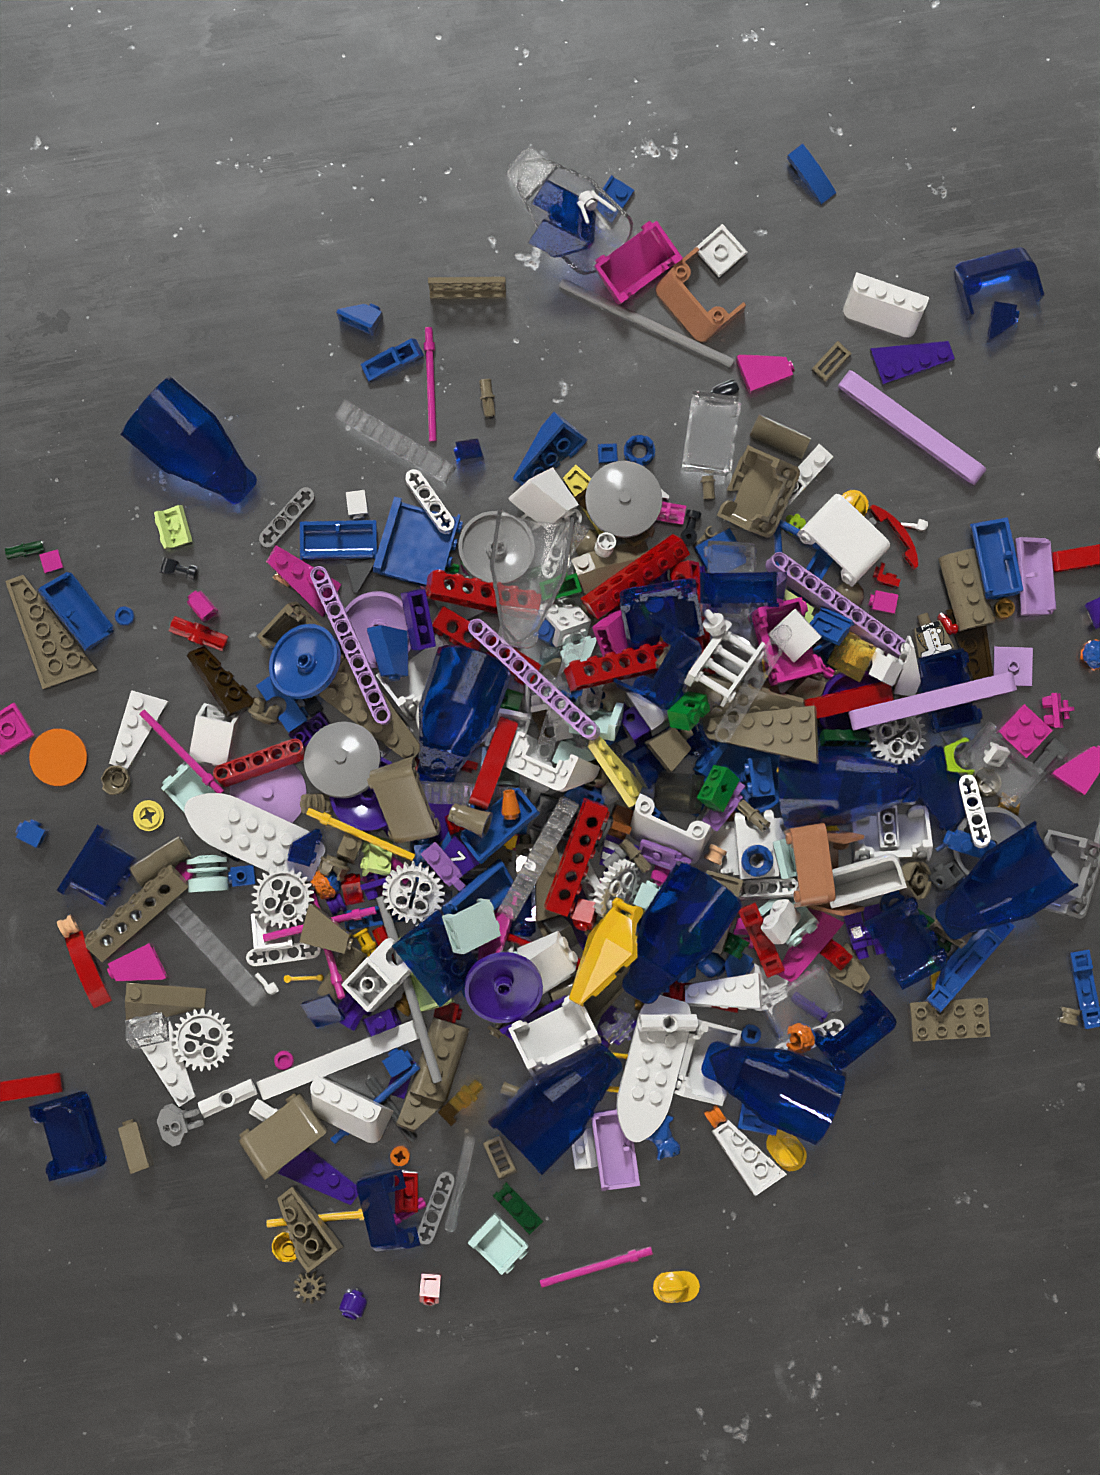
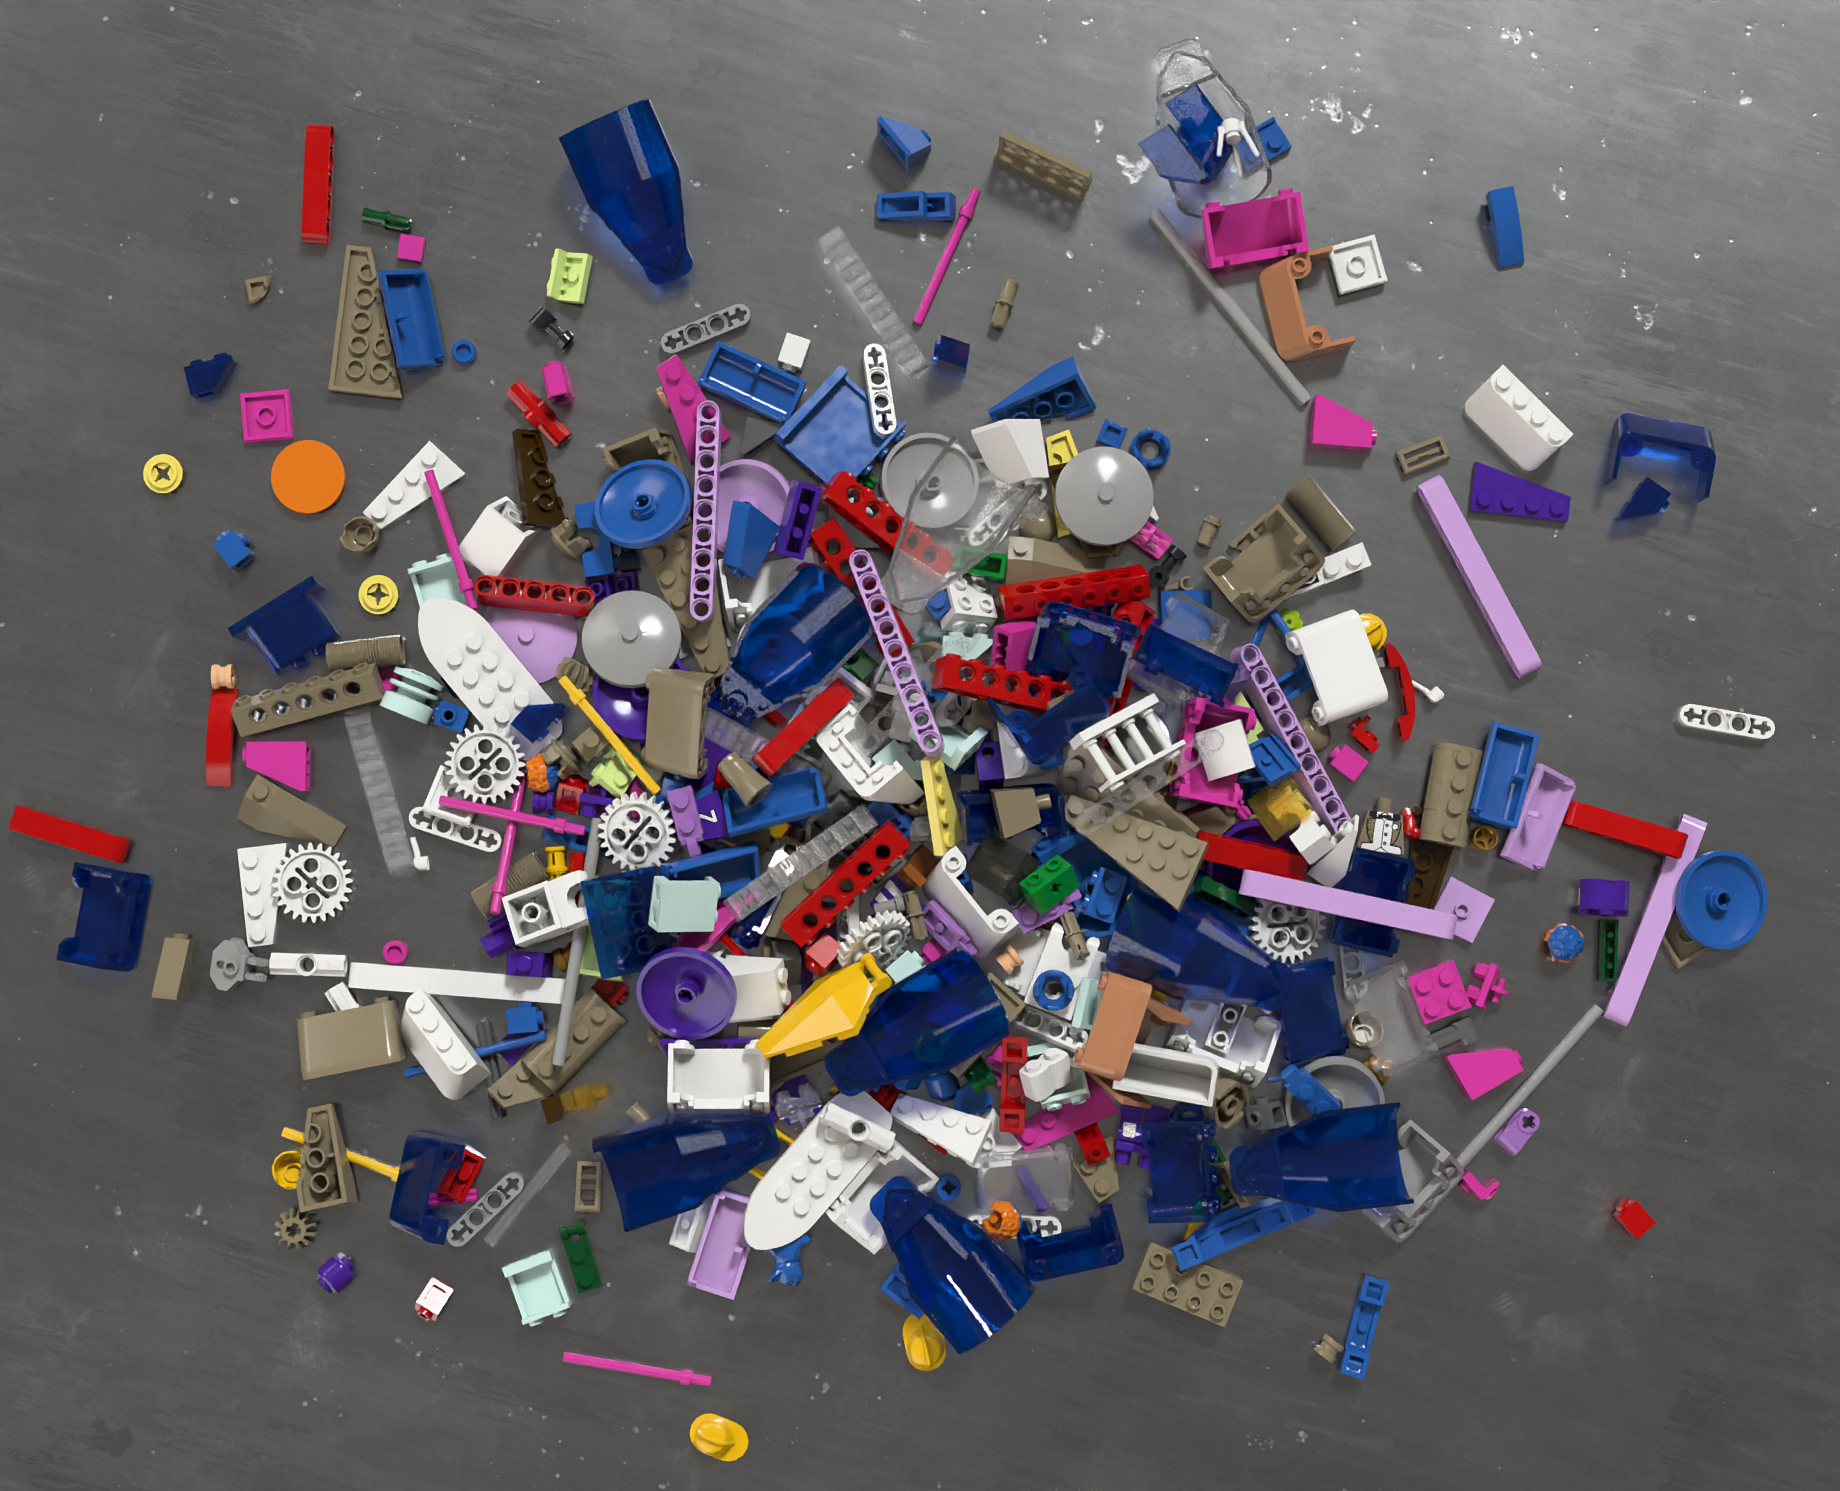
camera: 20 degrees right, 0 degrees up
(147, 1030) = (254, 841): clear brick -> none
(319, 977) = (445, 860): yellow hinge -> none
(320, 1175) = (371, 1105): dark purple wing -> none
(322, 1011) = (467, 917): clear blue piece -> none
(324, 932) = (512, 827): dark tan slope -> none
(399, 1153) = (477, 1125): orange wheel -> none
(510, 805) = (797, 786): orange cone -> none
(606, 540) = (1061, 535): white wheel -> none
(688, 716) = (1054, 784): green brick -> none
(710, 433) = (1242, 469): clear windscreen -> none
(714, 623) = (1138, 690): white piece -> none
(715, 1116) = (860, 1262): orange wheel -> none
(727, 388) = (1281, 427): black piece -> none
(751, 1163) = (875, 1335): white wing -> none
(950, 761) = (1337, 976): lime helmet -> none
(974, 811) = (1333, 1056): white beam -> none
(996, 755) = (1391, 1003): white tile -> none

